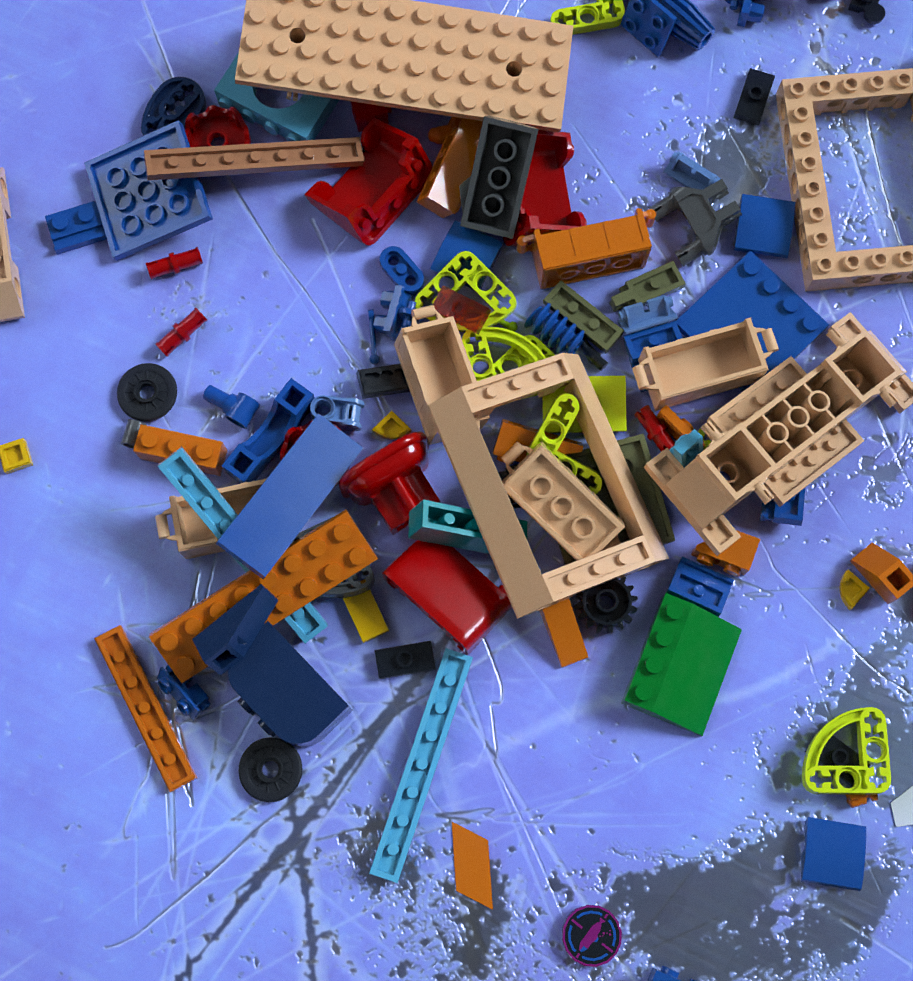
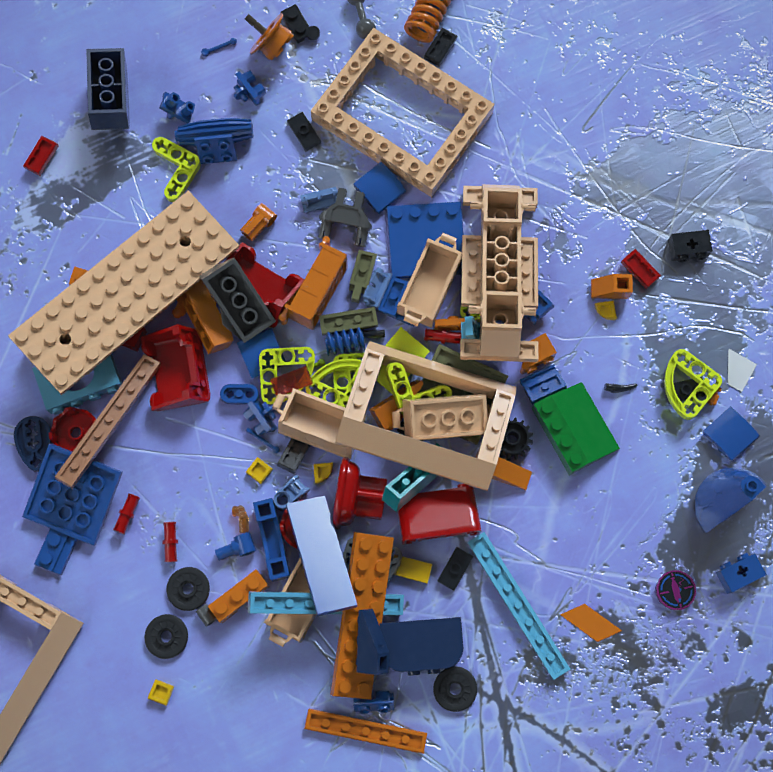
camera: 50 degrees left, 0 degrees up
(89, 424) = (153, 636): none -> black wheel
(269, 386) = (243, 518): none -> clear orange arm
(336, 360) = (259, 470): none -> yellow tile
(614, 133) = (261, 218): none -> orange piece
(753, 902) = (724, 495): none -> blue cone
(771, 677) = (616, 388): none -> black helmet

